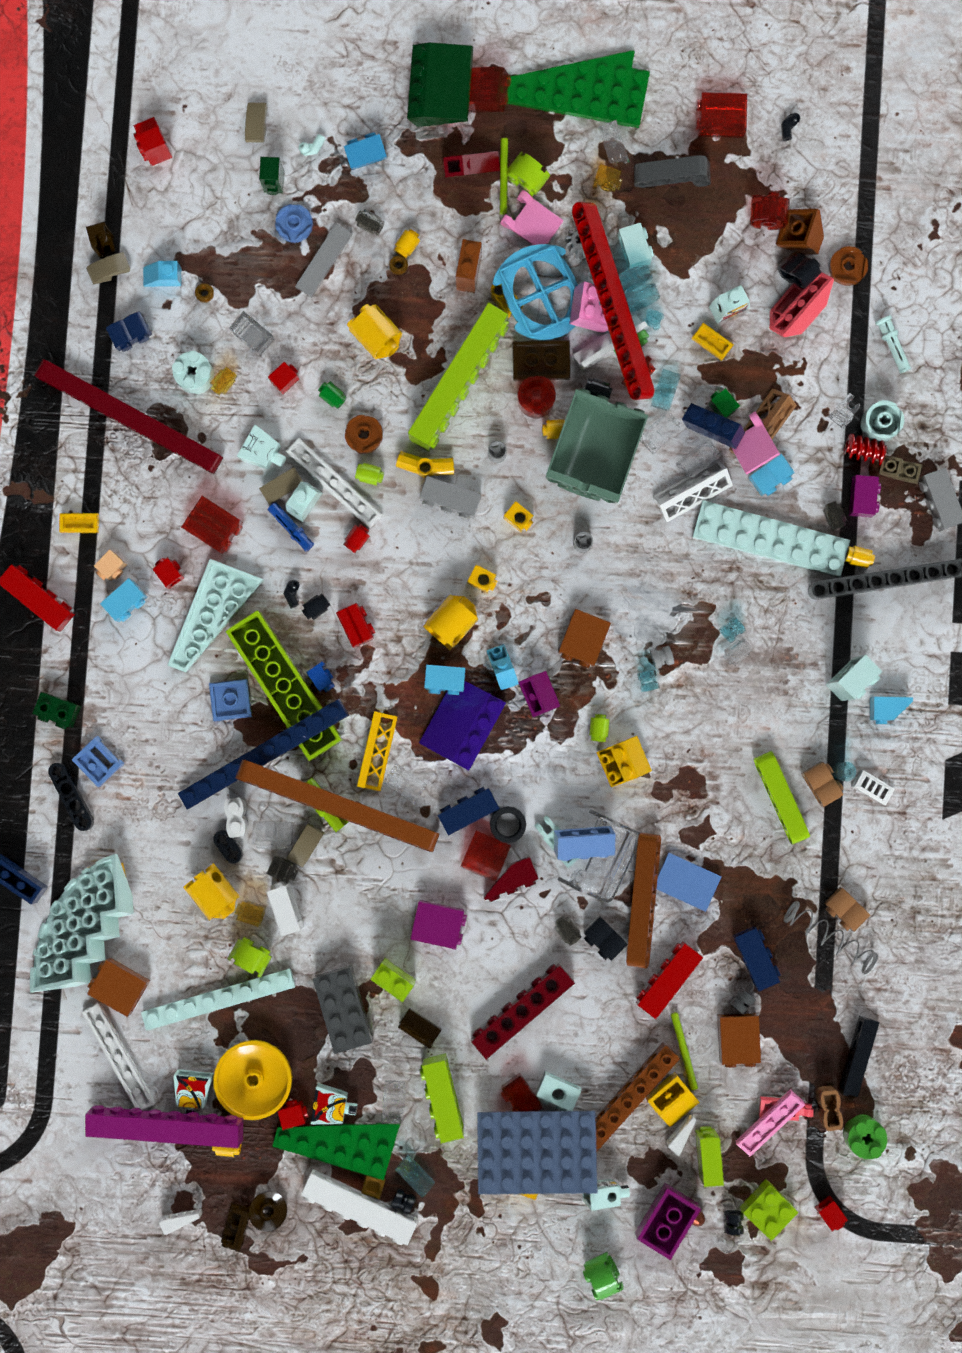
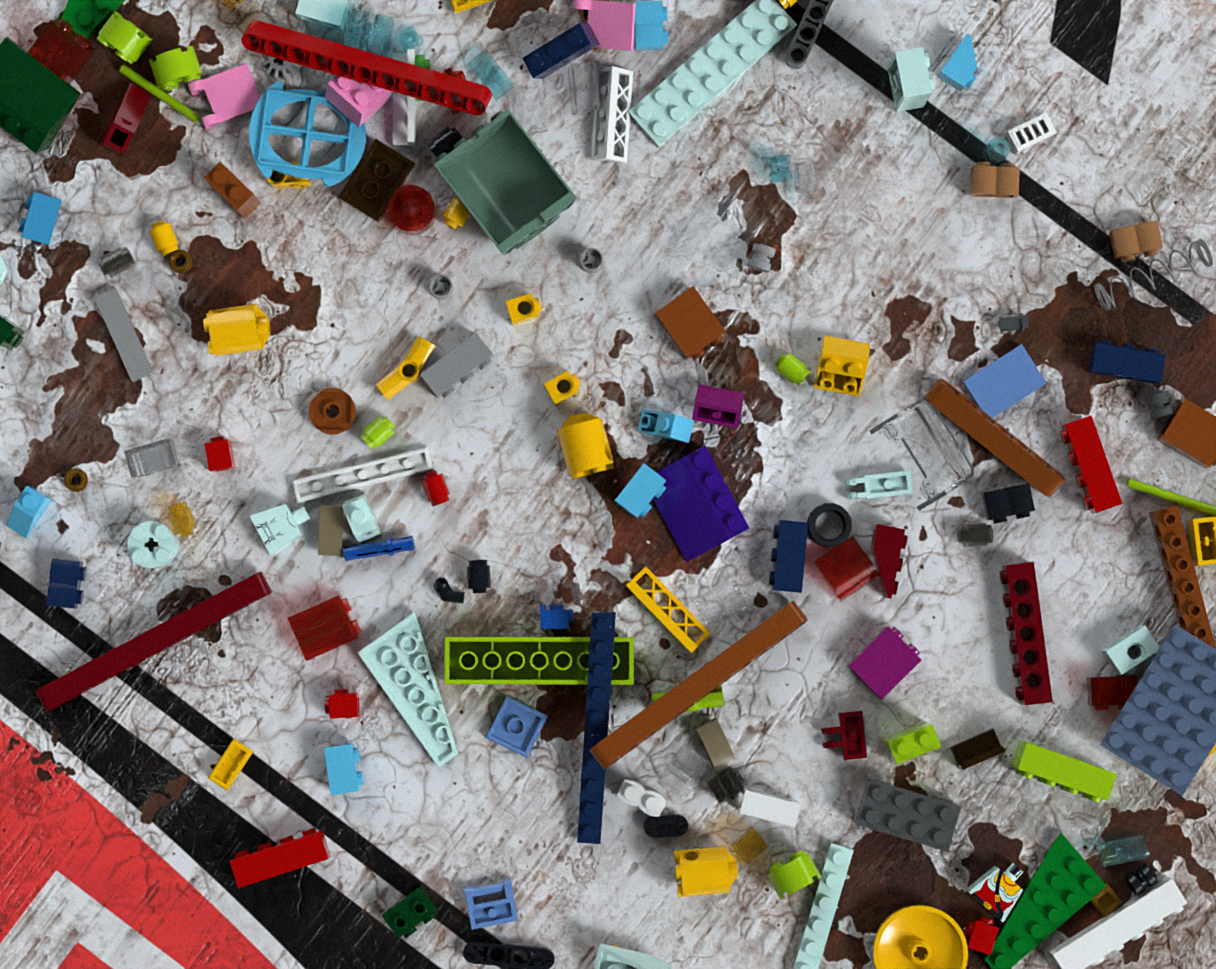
camera: 65 degrees left, 0 degrees up
(110, 566) = (297, 761): light nougat brick -> none
(294, 223) = (64, 340): medium blue tile -> none
(332, 394) = (270, 417): green brick -> none
(355, 625) = (524, 547): red brick -> none
(373, 934) = (852, 735): none -> dark red hinge
(458, 377) = (339, 275): lime brick -> none
(525, 126) = (125, 37): none -> lime brick
(584, 843) = (899, 459): medium blue brick -> none
(648, 676) = (771, 285): clear light blue wheel -> none
(723, 403) = (544, 25): green brick -> none
(732, 861) = (1014, 323): none -> dark grey pin
(781, 797) = (981, 231): lime beam -> none

